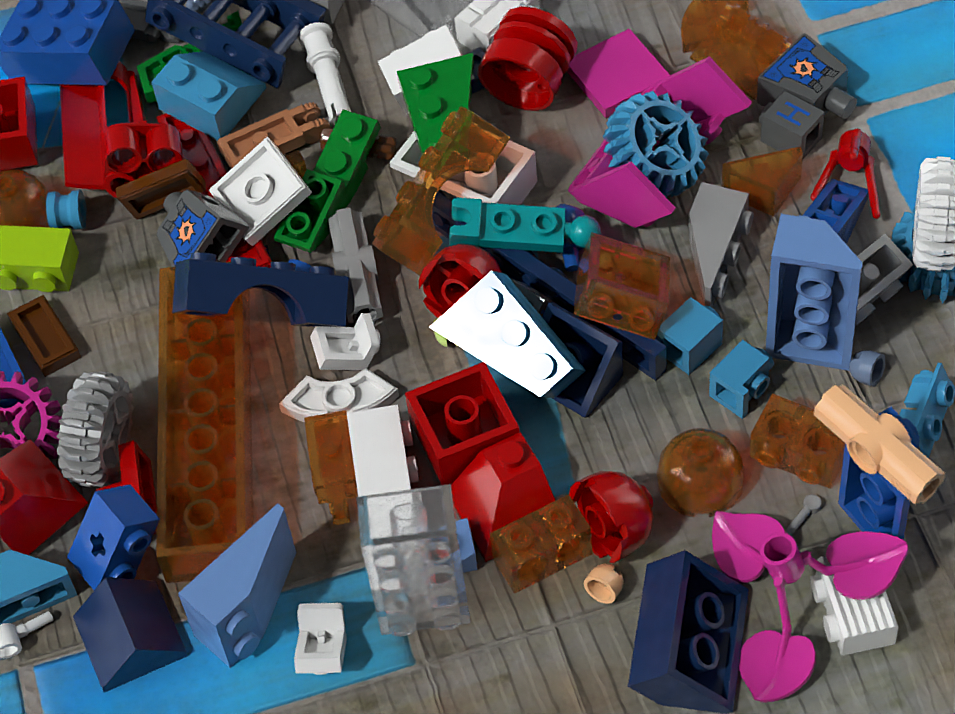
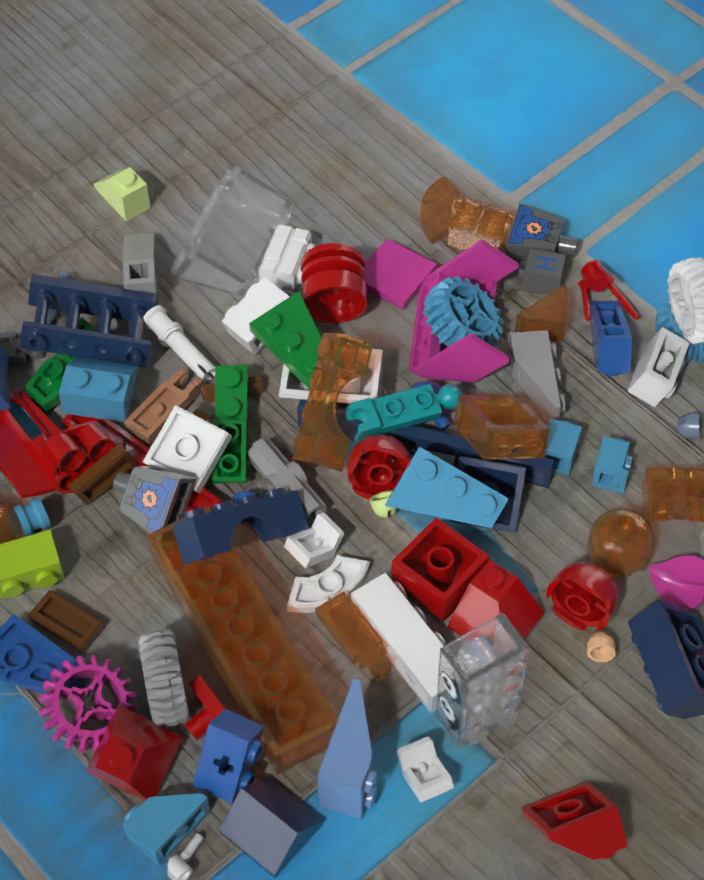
camera: 30 degrees left, 0 degrees up
(541, 543) = (548, 632): clear orange brick -> none
(812, 294) = (646, 385): medium blue slope -> none

